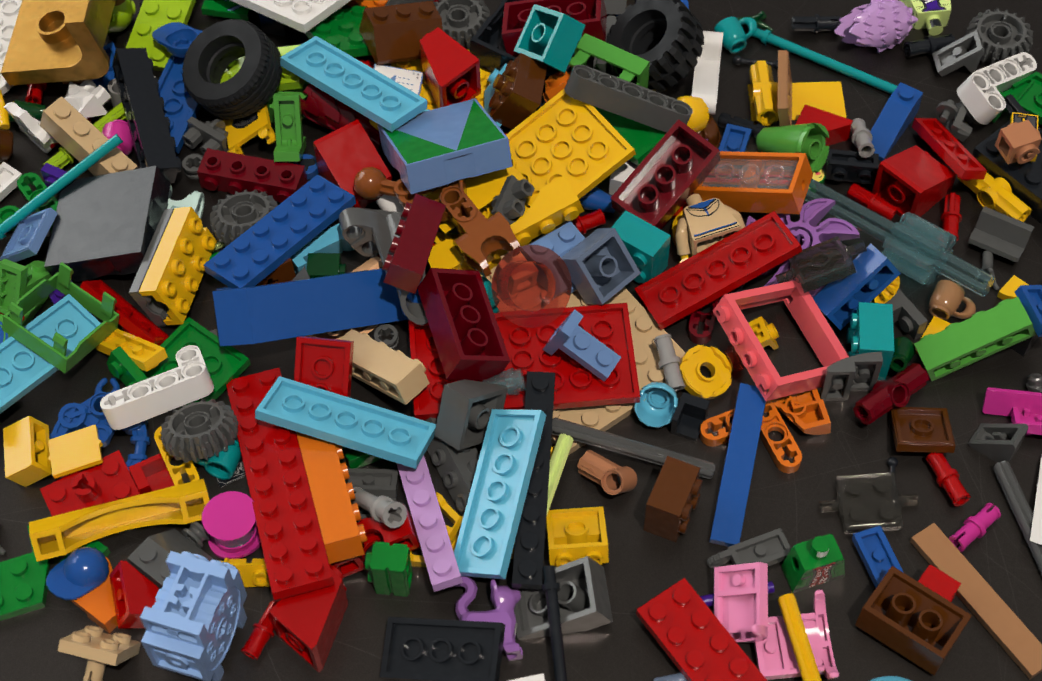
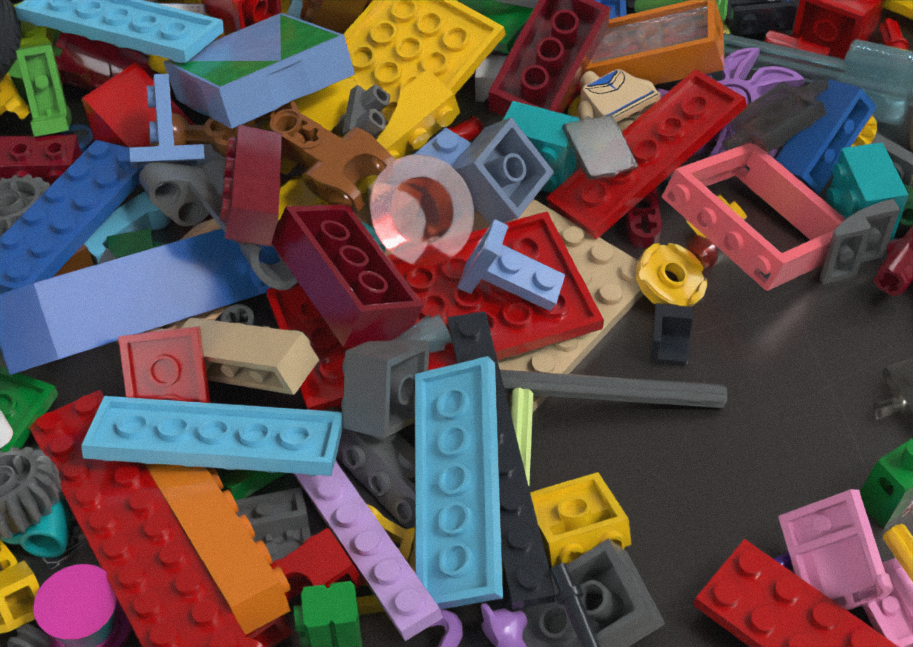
camera: 15 degrees left, 5 degrees down
(361, 185) = (162, 132): none -> medium blue bracket
(381, 508) = (300, 539): light grey pin -> none
(596, 200) = (471, 106): blue cone -> none
(606, 472) = (586, 427): nougat piece -> none
(659, 404) = (627, 327): medium azure hair -> none
(669, 362) = (625, 272): light grey pin -> none
(673, 499) = (693, 440): reddish brown brick -> none
(679, 261) = (599, 147): none -> clear smoke piece
(738, 466) = (757, 384): blue tile -> none
(766, 548) = (824, 479): dark grey hinge -> none
(772, 422) = (766, 328): orange beam -> none
(805, 411) = (813, 296): orange slope -> none

